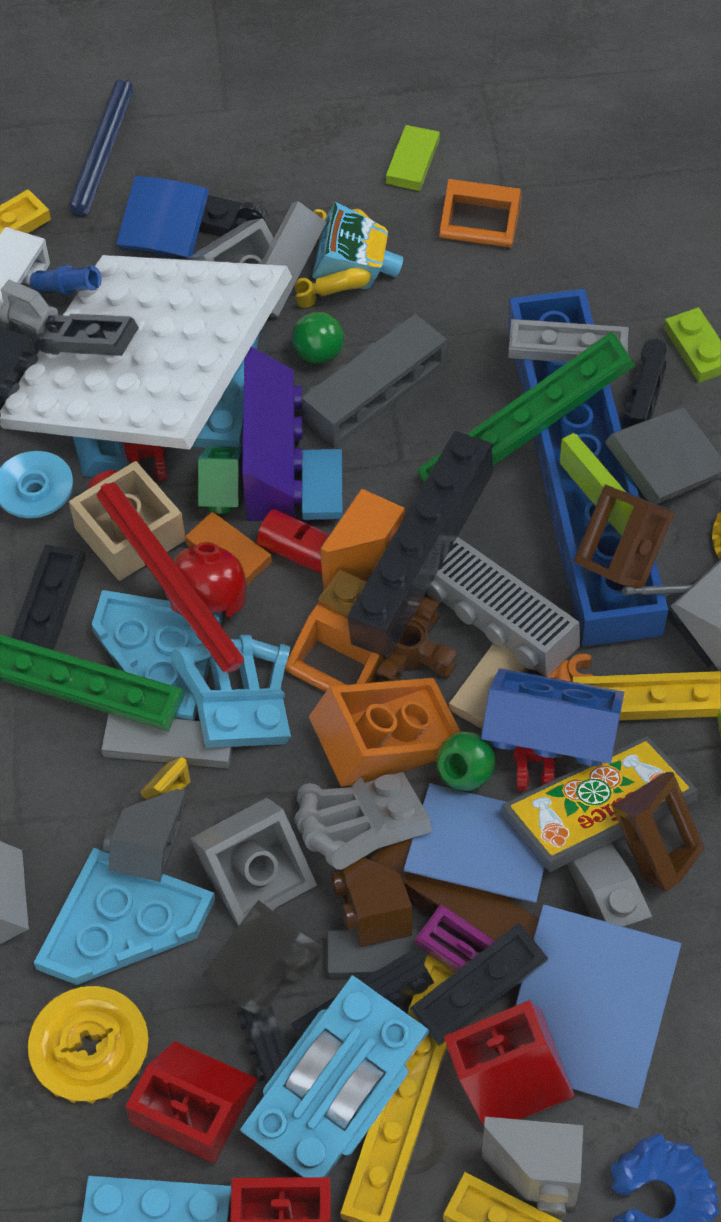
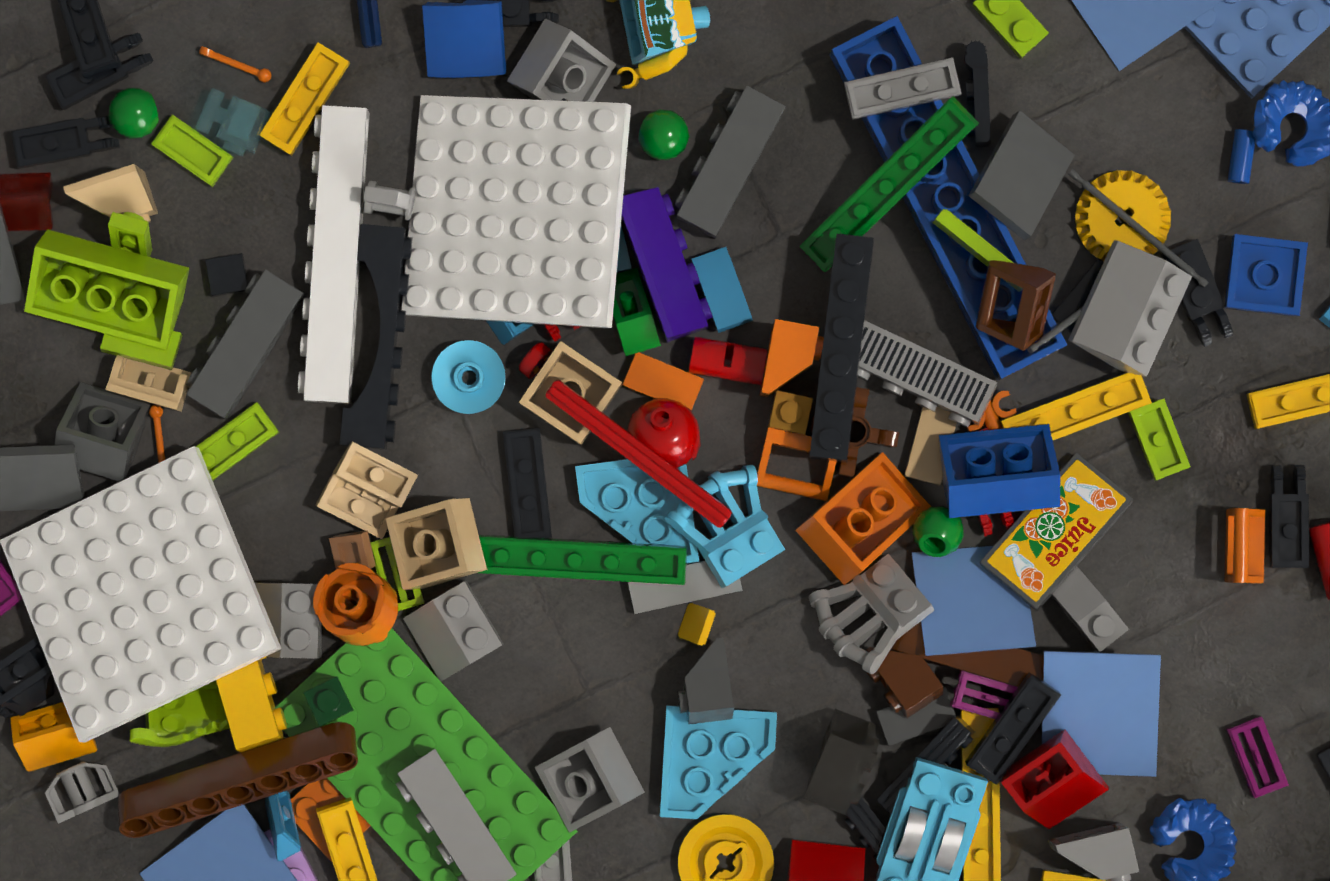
camera: 25 degrees left, 30 degrees up
(66, 280) = (403, 145): blue pin -> none
(87, 334) = (463, 220): black hinge -> none
(254, 859) = (796, 672): light grey slope -> none
(293, 245) = (602, 51): light grey tile -> none
(644, 839) = (1097, 543): reddish brown tile -> none

